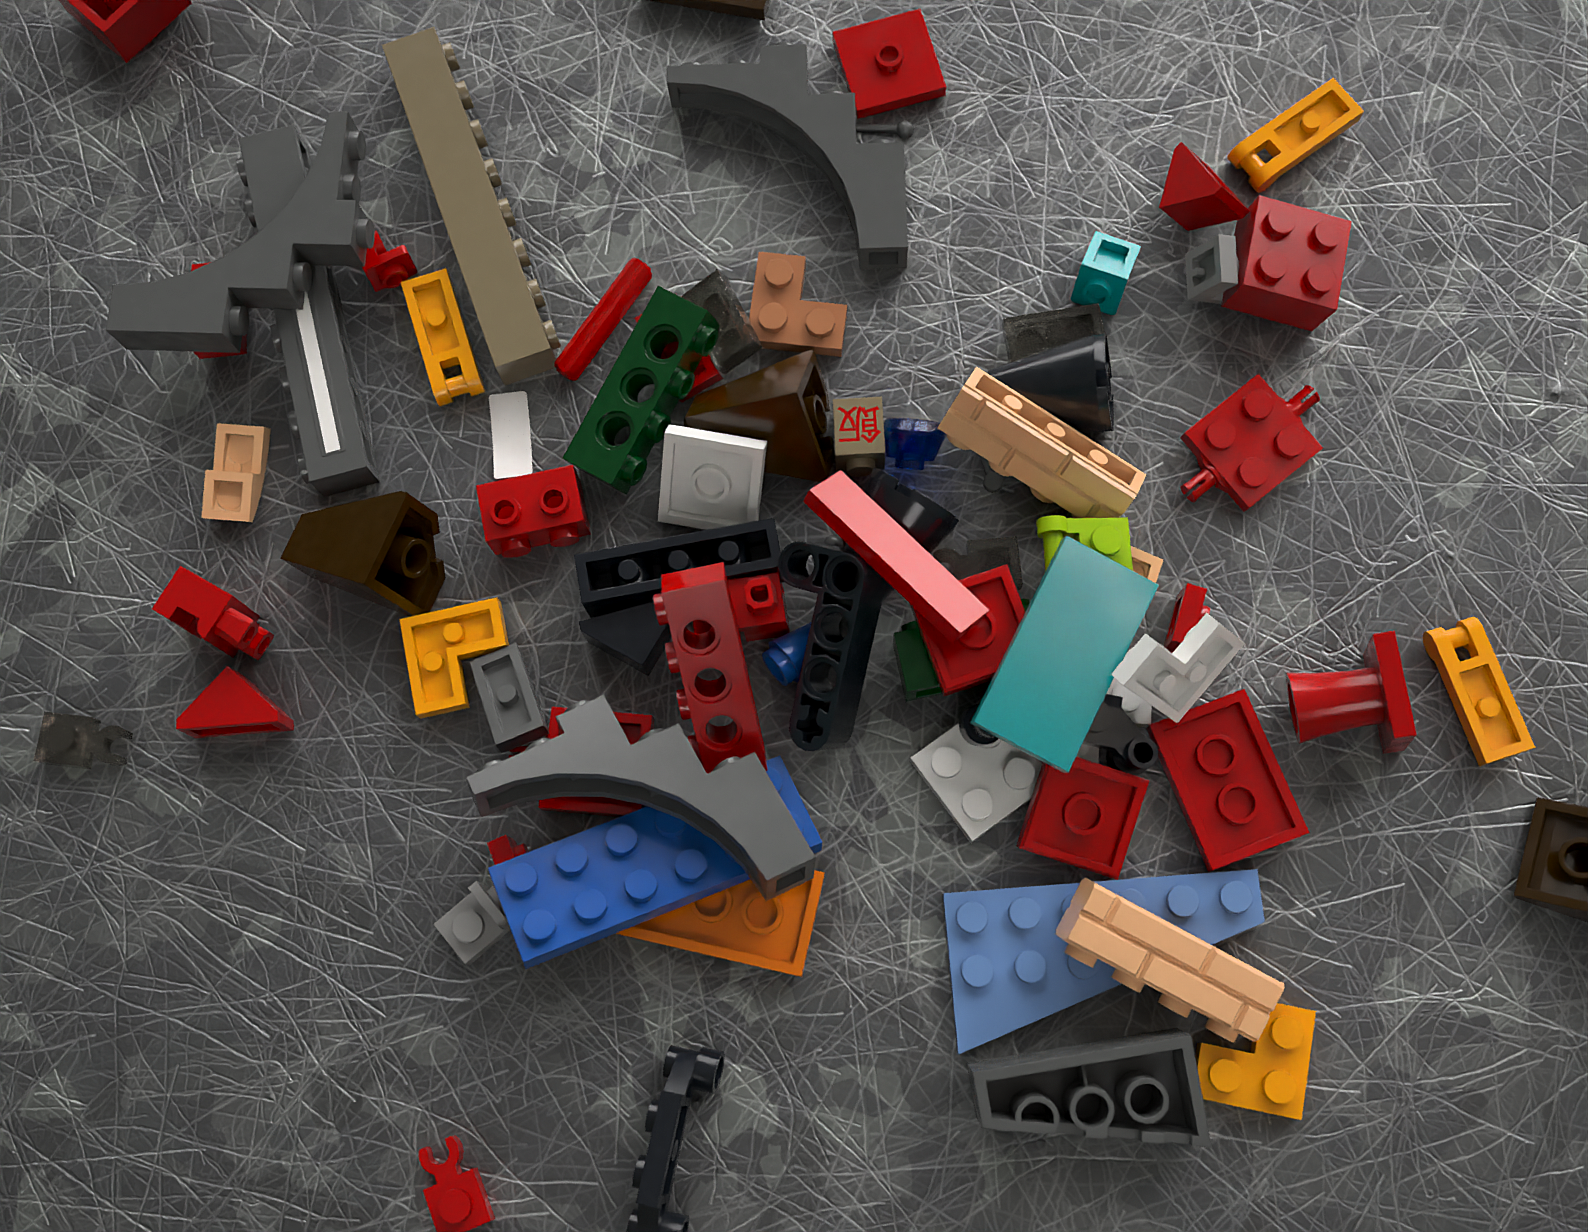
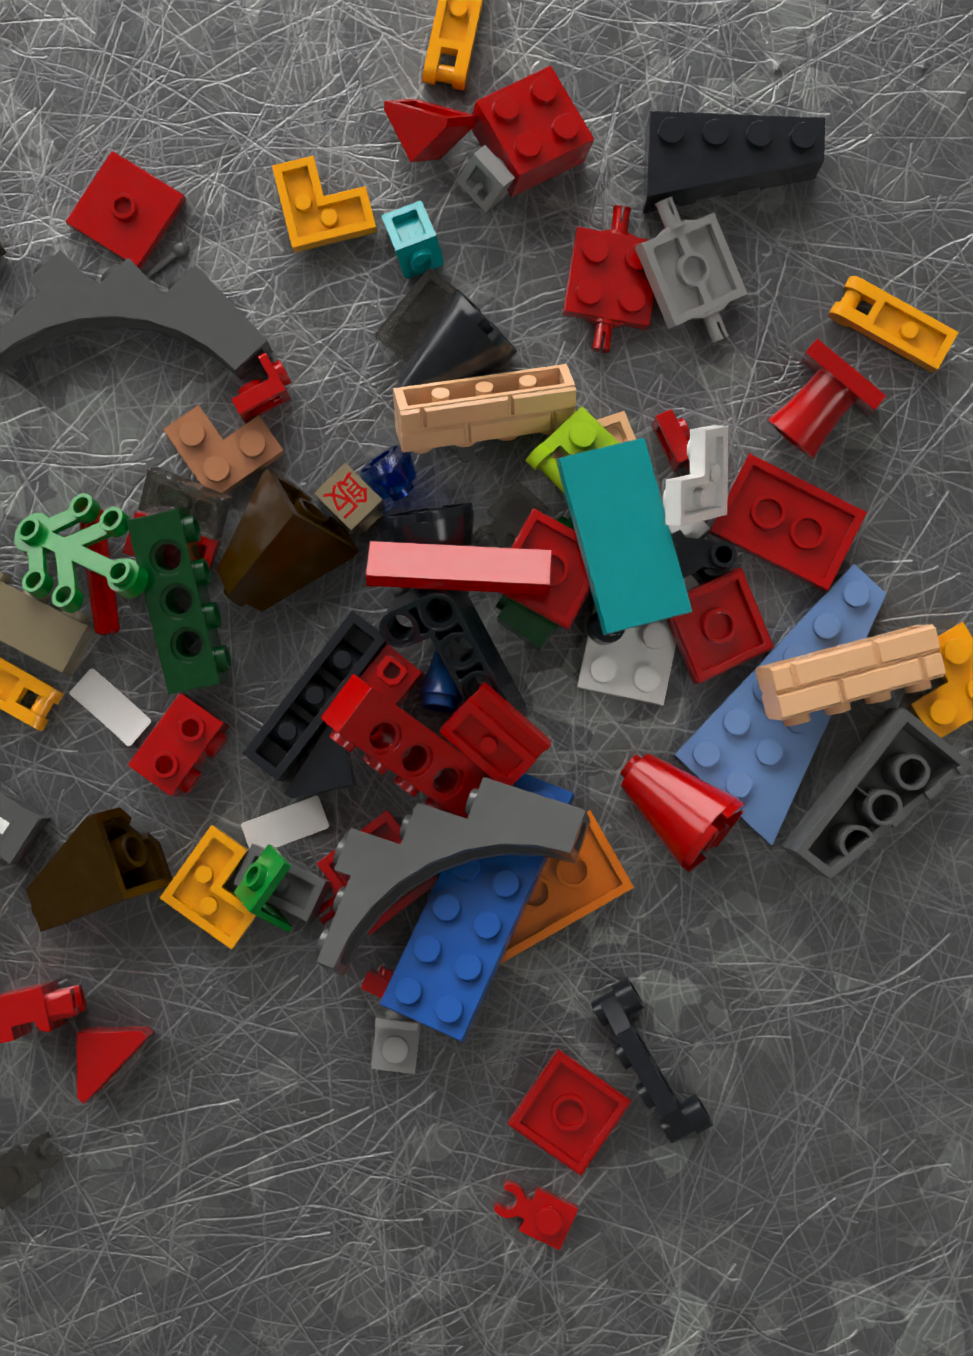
camera: 45 degrees left, 10 degrees up
(487, 676) = (260, 882): none -> green bracket
(560, 656) = (286, 824): none -> white sticker
(563, 1125) = (569, 1111): none -> red plate
(582, 251) = (39, 535): none -> plant
(710, 478) = (282, 620): white plate -> none
(798, 729) = (495, 736): none -> red plate
(864, 291) = (260, 397): none -> red bracket
(905, 945) = (680, 808): none -> red cone
(1038, 187) = (316, 218): none -> light orange plate
(1328, 489) = (691, 270): none -> light grey plate
(1447, 421) = (727, 153): none -> black wedge

